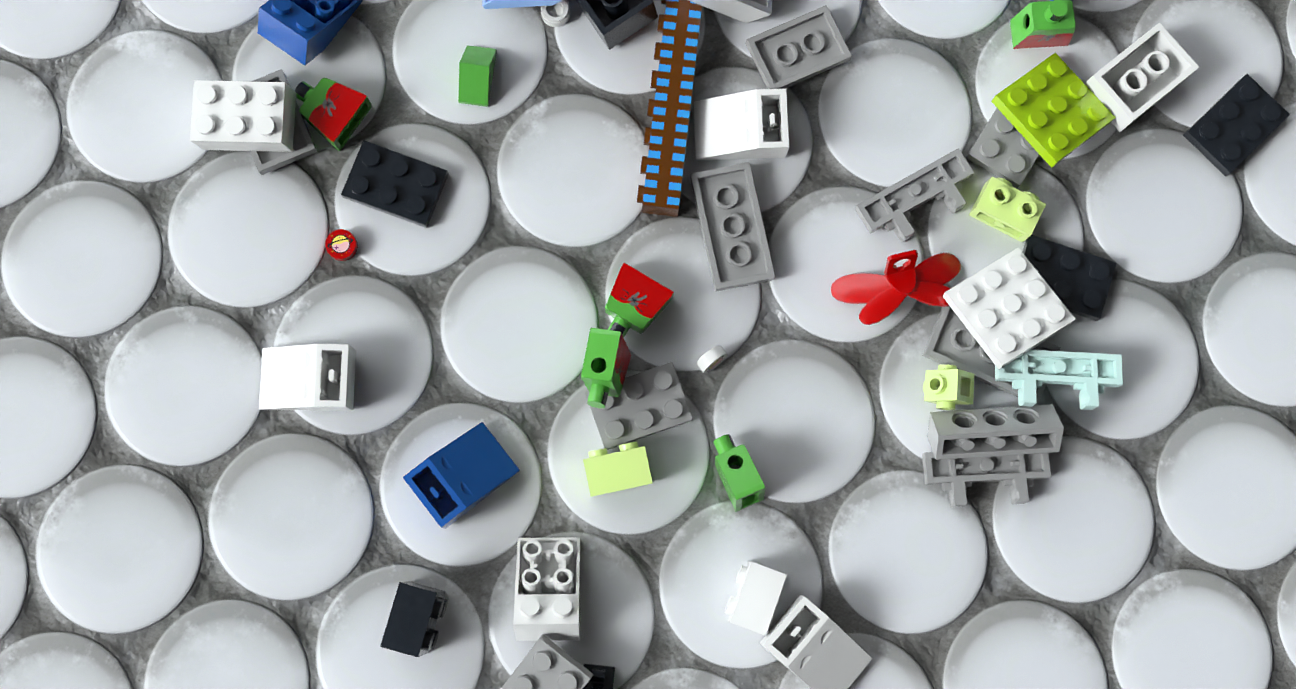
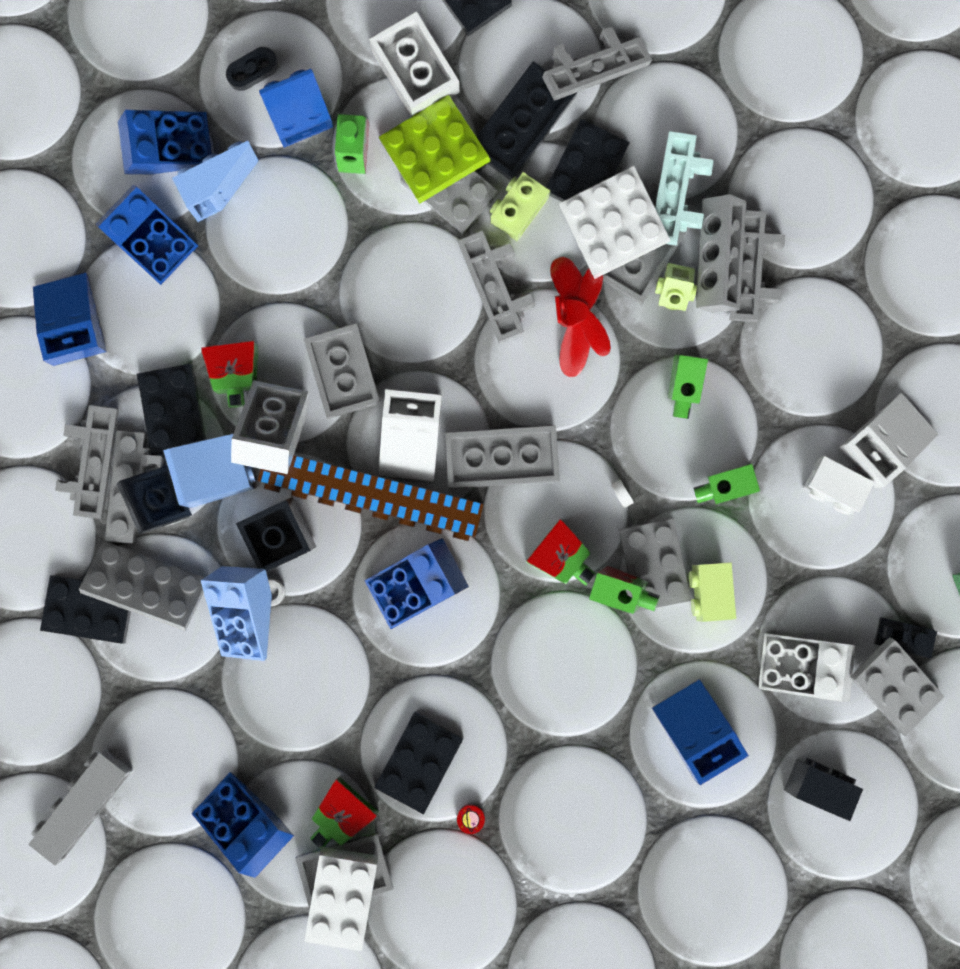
camera: 75 degrees left, 5 degrees up
(308, 377) = (594, 863): white slope -> none
(476, 75) = (323, 674): bright green slope -> none
(585, 156) = (416, 583): none -> blue slope
(858, 412) = (690, 371): none -> bright green torso
(1103, 202) = (521, 122): none -> black plate
(1187, 289) = (612, 62): none -> light grey hinge

